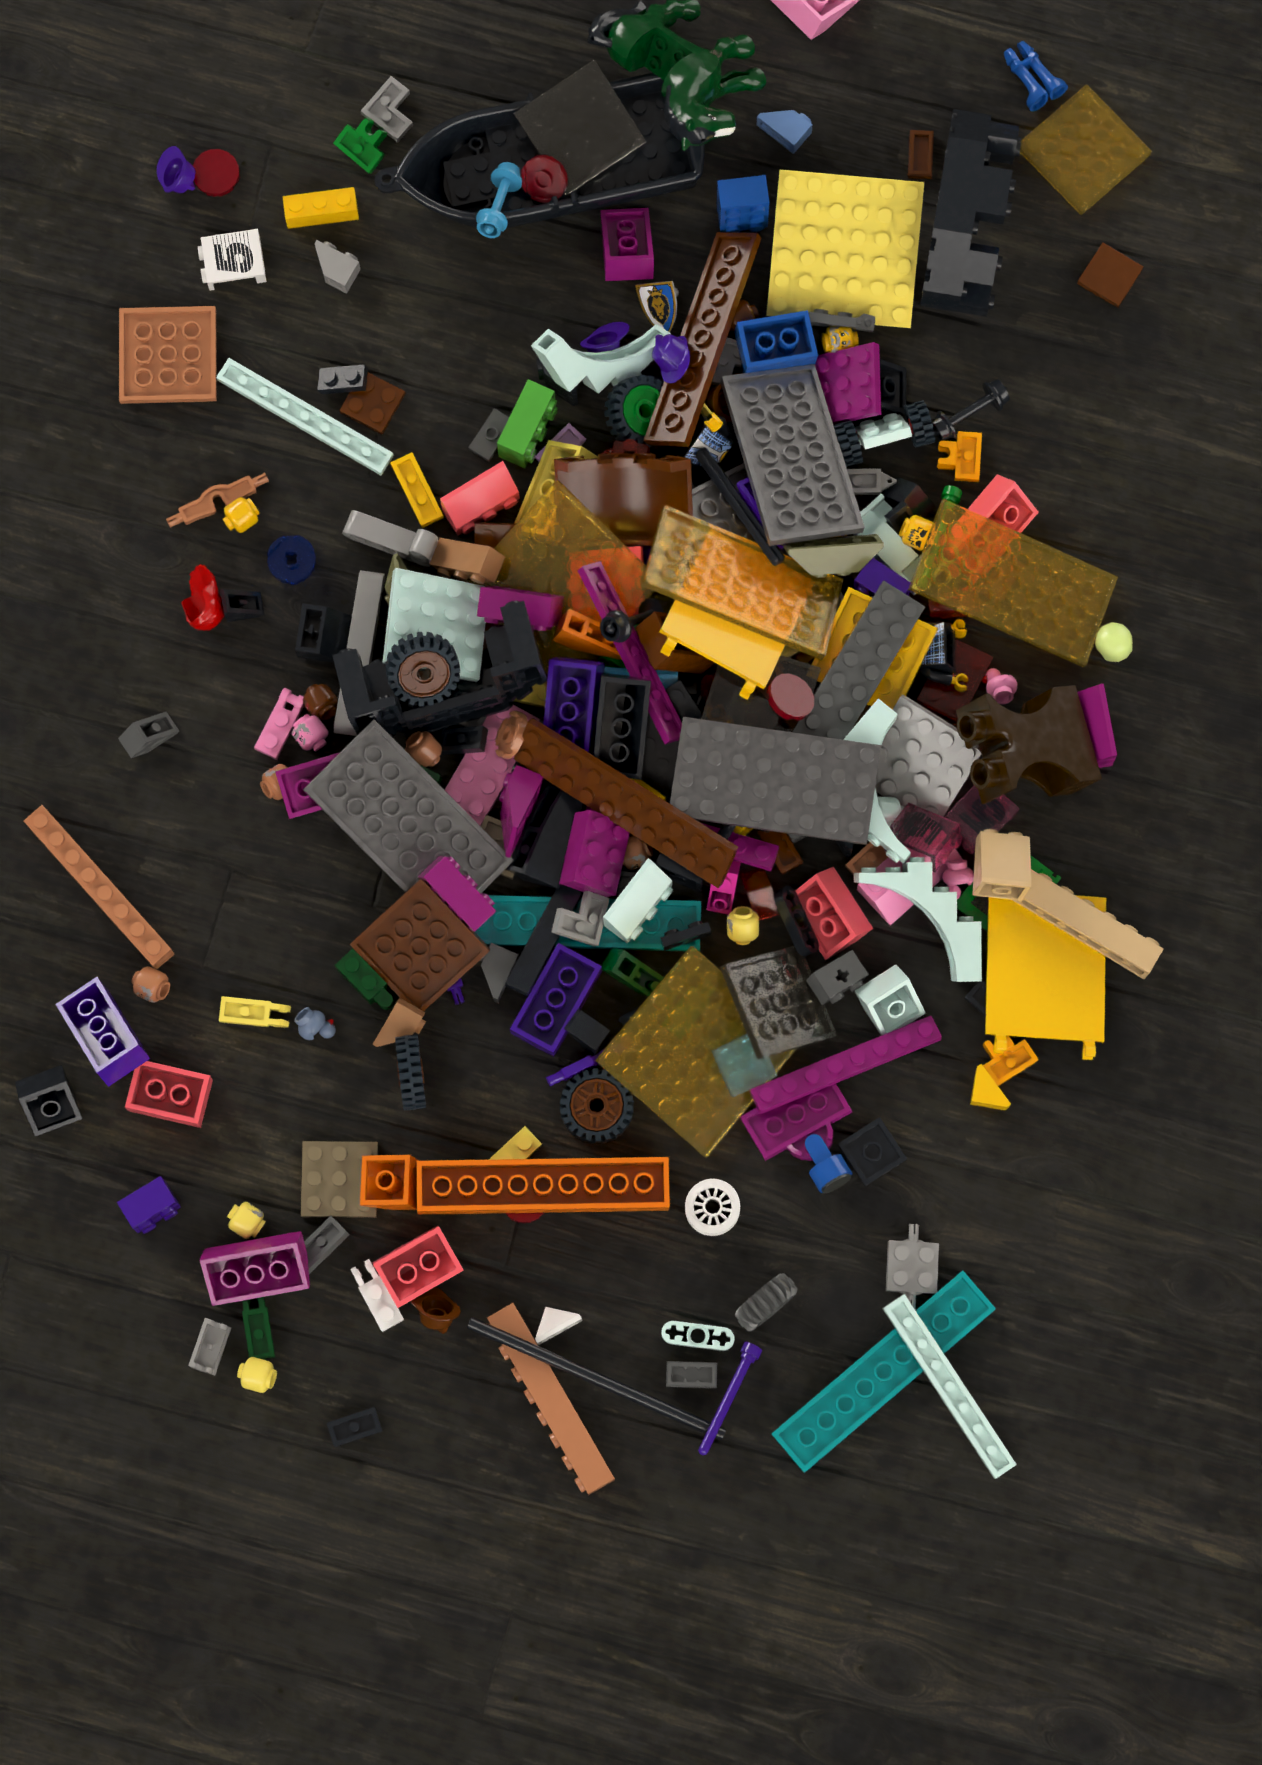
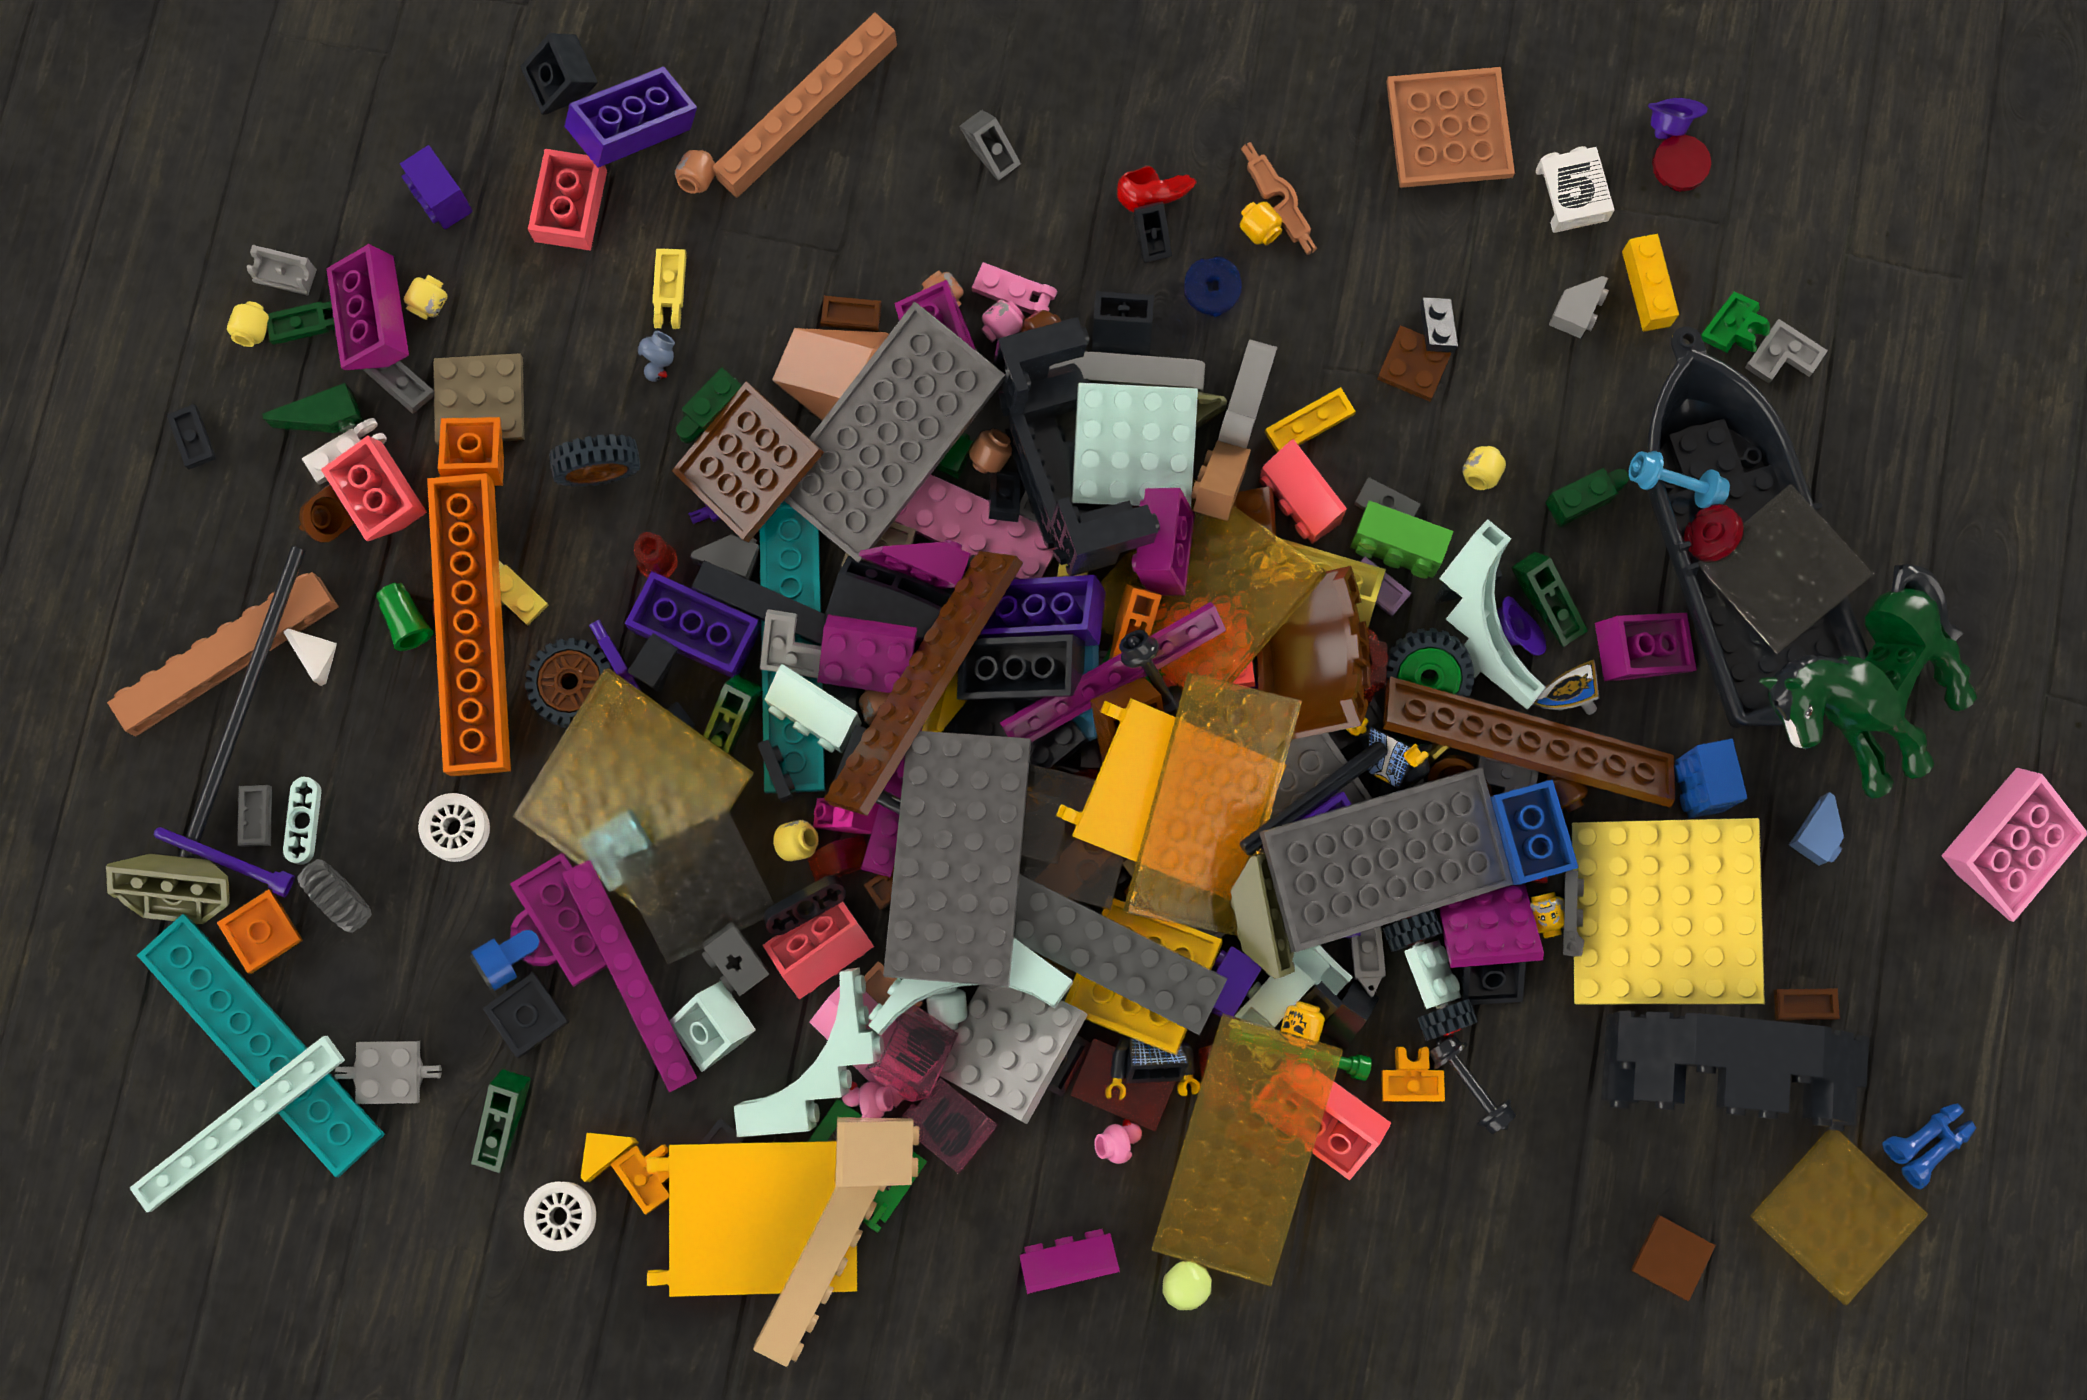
camera: 85 degrees right, 0 degrees up
(288, 861) = (851, 313): none -> reddish brown tile
(305, 416) = (1388, 287): light aqua plate -> none
(337, 875) = (823, 365): none -> nougat wedge
(343, 1310) = (325, 411): none -> dark green slope
(402, 1021) = (658, 450): medium nougat slope -> none
(420, 652) = (1072, 427): wheel -> none
(458, 892) = (805, 493): magenta brick -> none
(468, 354) = (1484, 467): none -> light yellow head
(495, 1041) = (662, 561): none -> clear red plant
(498, 277) = (1585, 495): none -> dark green brick
(510, 734) = (1008, 544): nougat tile -> none
(529, 1245) = (403, 618): none -> green plant
(581, 313) = (1549, 597): none -> dark green slope
(671, 356) = (1502, 703): dark purple piece -> none
(747, 1440) = (169, 886): none -> olive wedge
(789, 1370) = (259, 931): none -> orange plate
(790, 697) = (1065, 870): tile -> none
(956, 1174) = (500, 1119): none -> dark green slope
(1040, 744) = (1038, 1197): dark brown brick -> none
(1057, 1123) = (533, 1208): none -> white wheel

